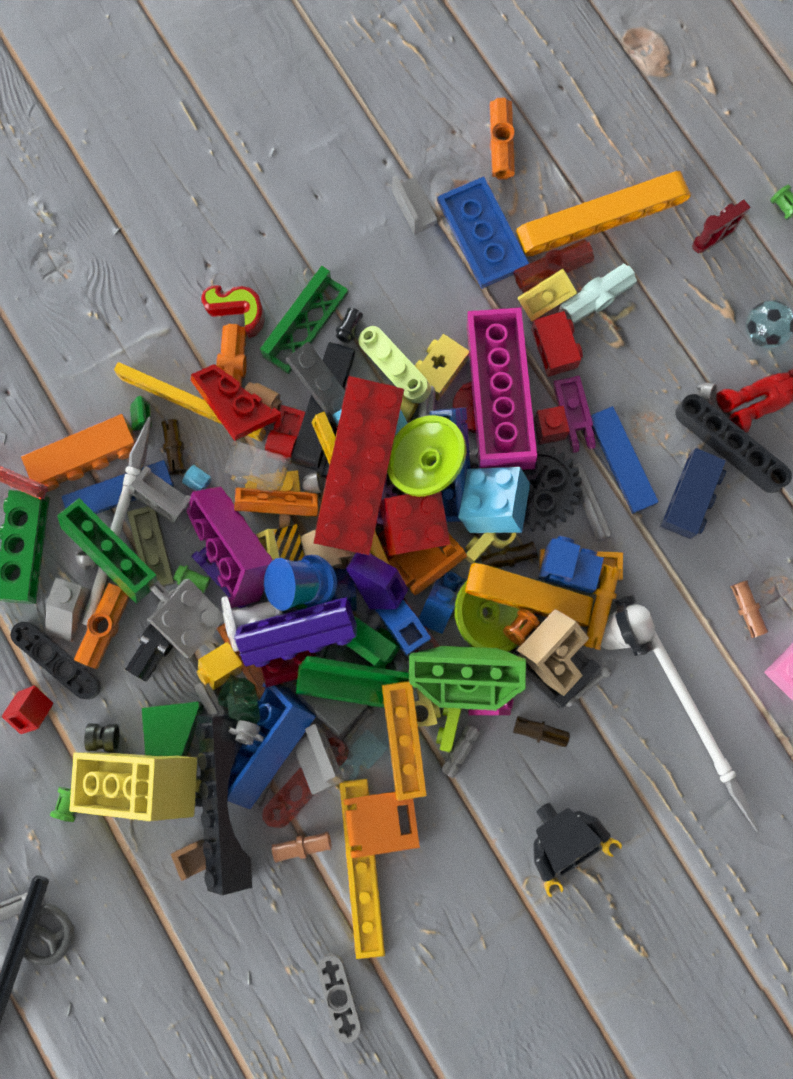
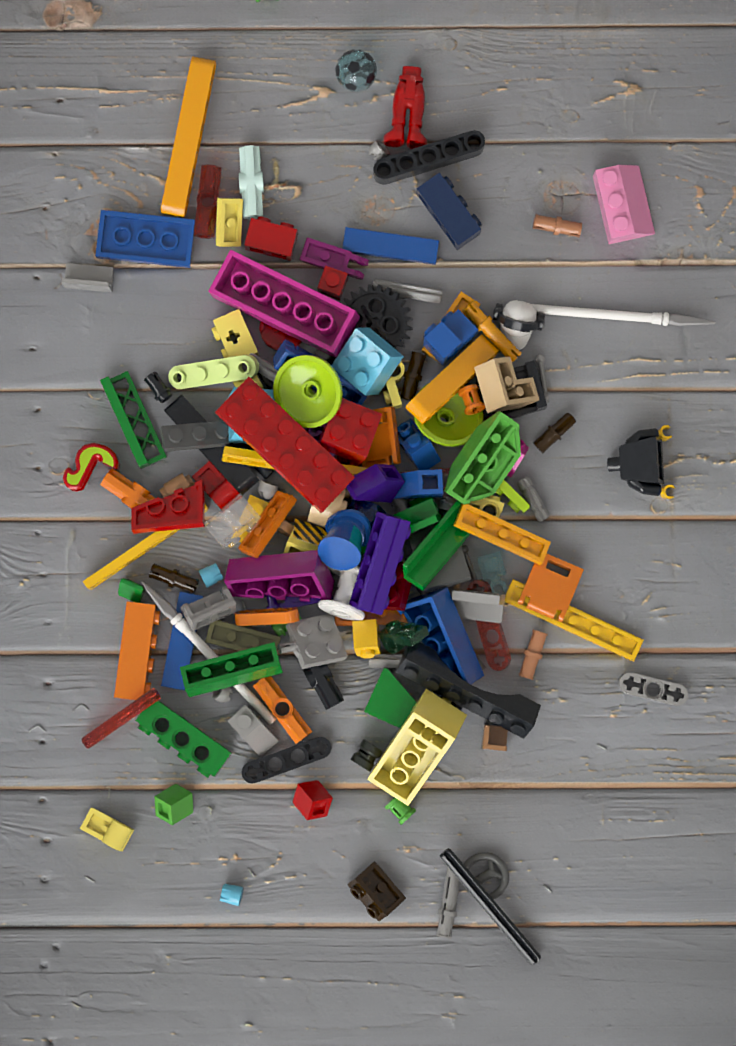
camera: 60 degrees left, 5 degrees up
(184, 555) = (266, 616): none -> orange beam
(246, 732) = (430, 641): light grey plate -> none
(502, 150) = (89, 183): orange piece -> none
(719, 227) = (256, 55): dark red plate -> none

